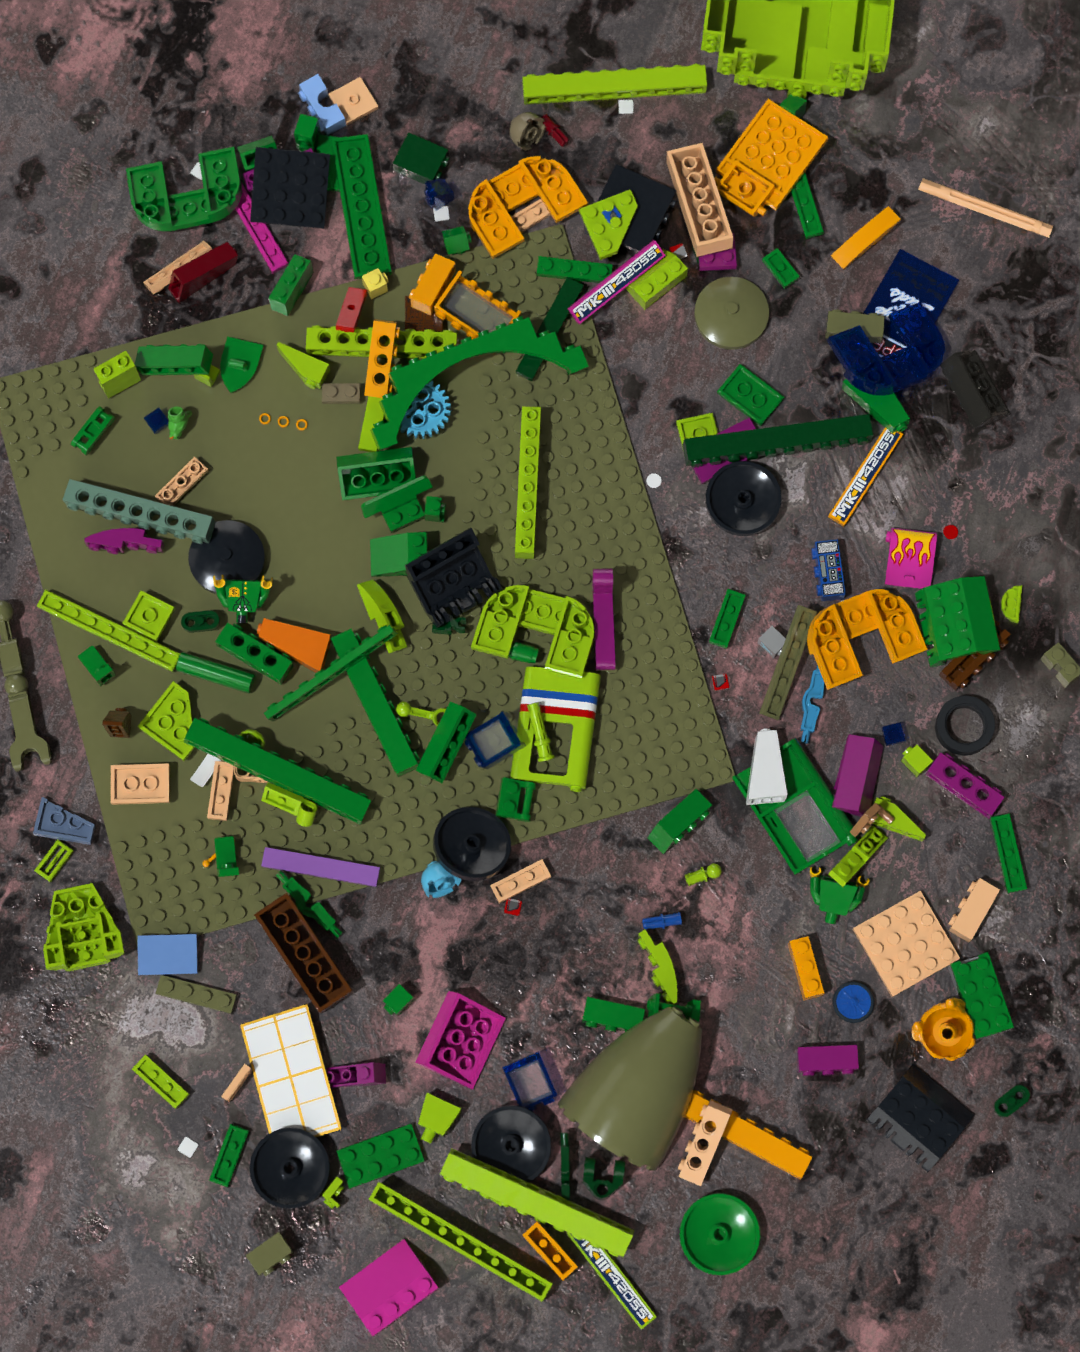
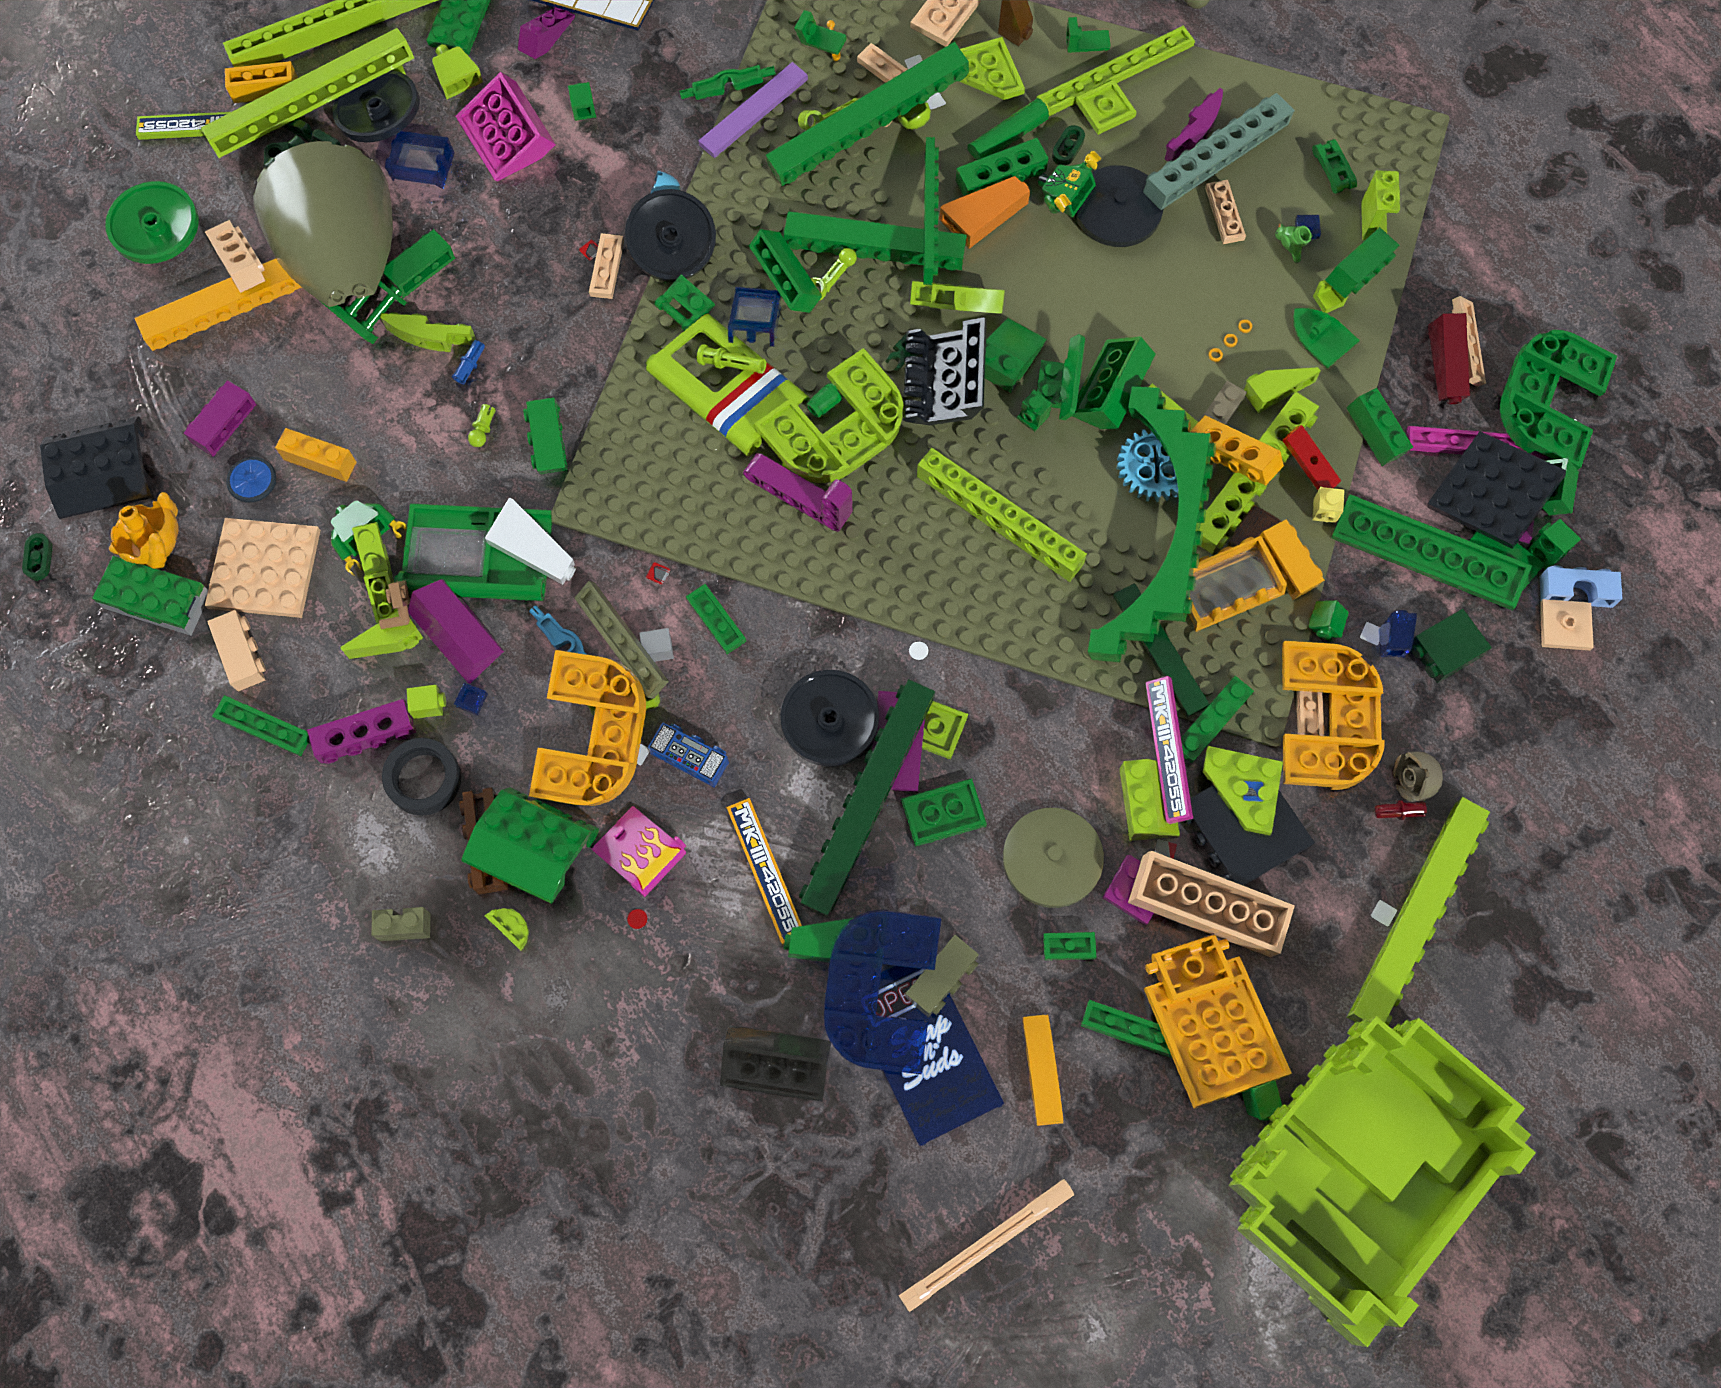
camera: 125 degrees right, 5 degrees down
(303, 953) = (683, 46): reddish brown brick -> none

